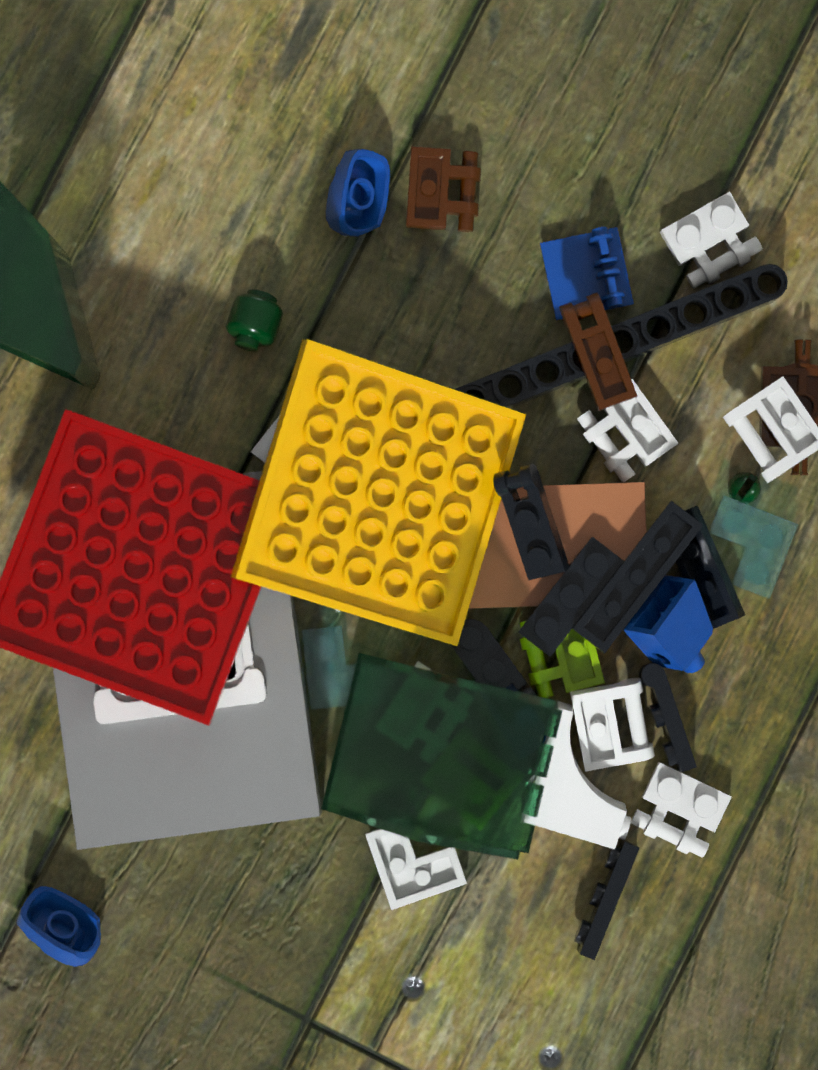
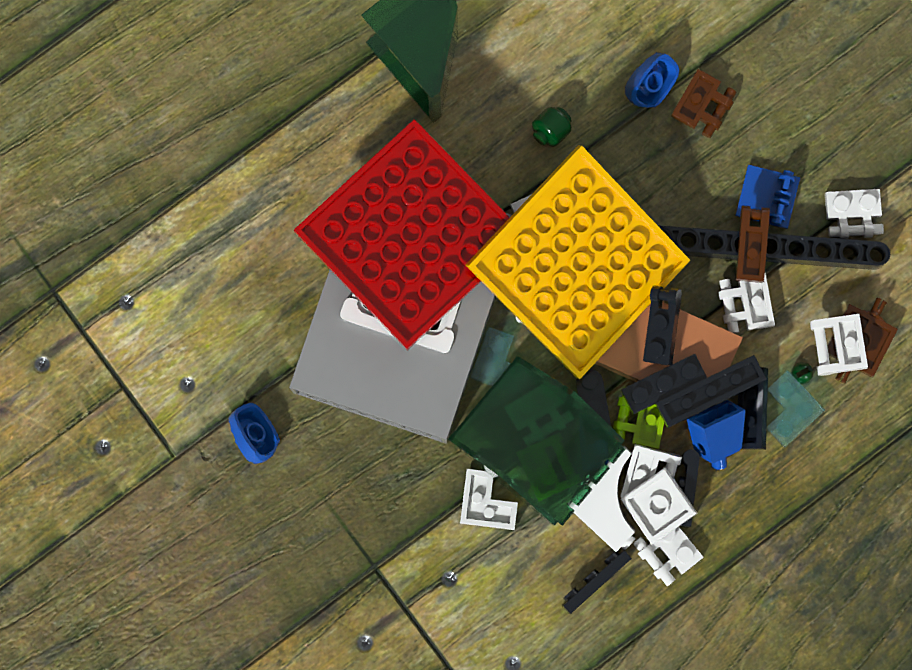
camera: 25 degrees right, 5 degrees down
(641, 760) = (659, 506): none -> white plate

